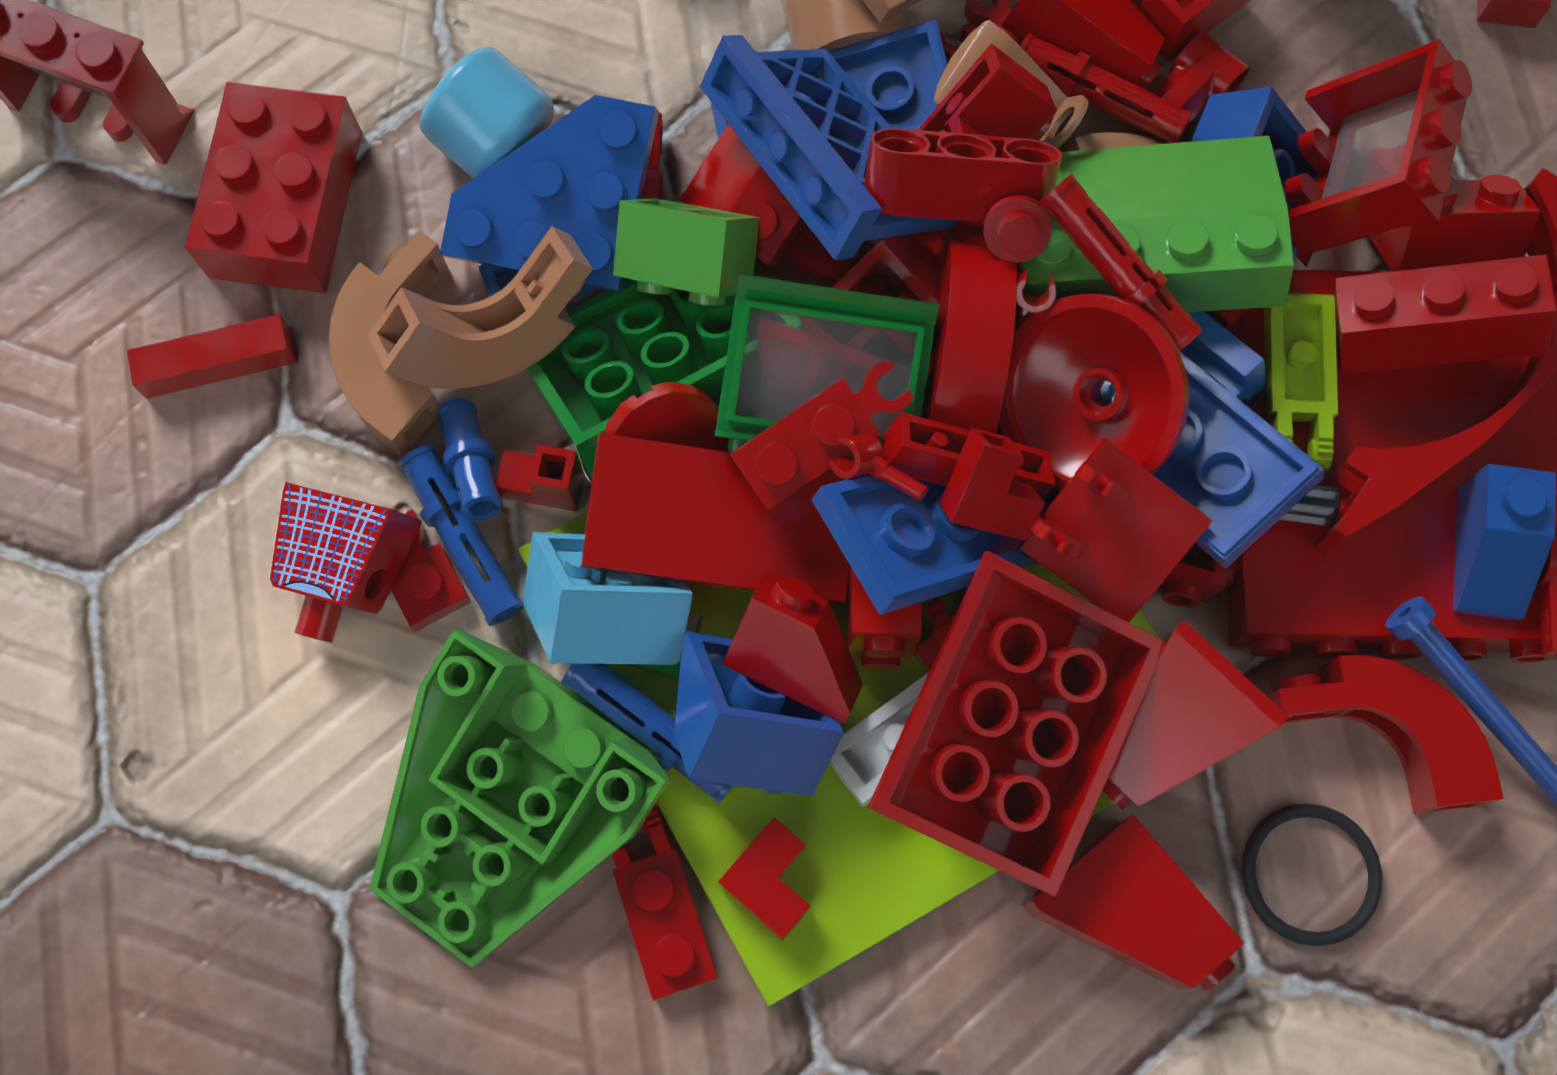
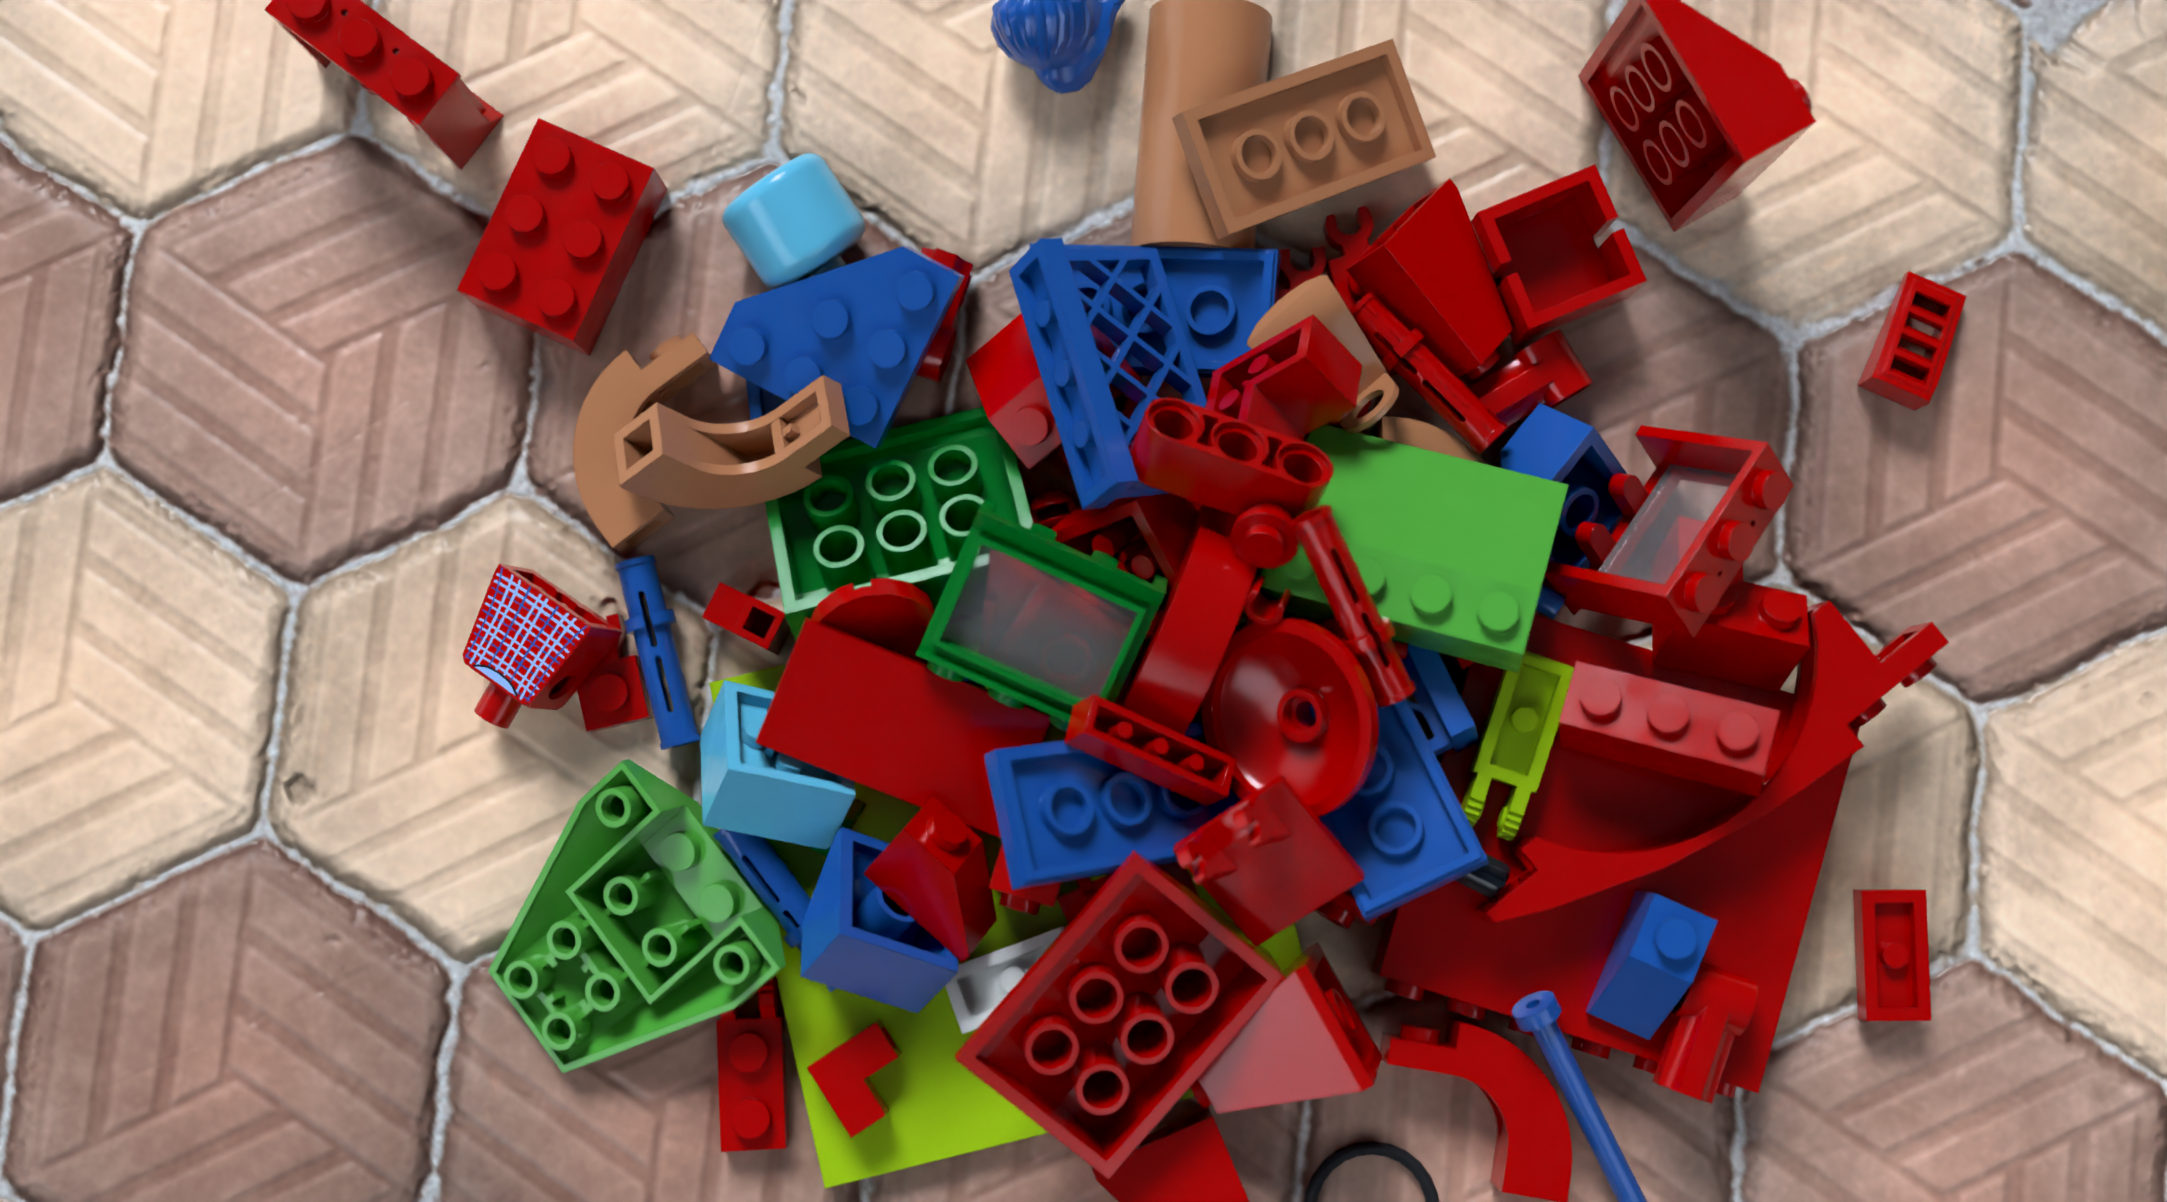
camera: 15 degrees right, 10 degrees up
(211, 356) = (460, 397): red piece -> none
(469, 460) = (684, 581): blue pin -> none
(684, 248) = (950, 432): bright green brick -> none
(807, 438) = (1010, 686): red plate -> none
(870, 460) = (1047, 726): red hand -> none
(983, 488) = (1155, 793): red piece -> none

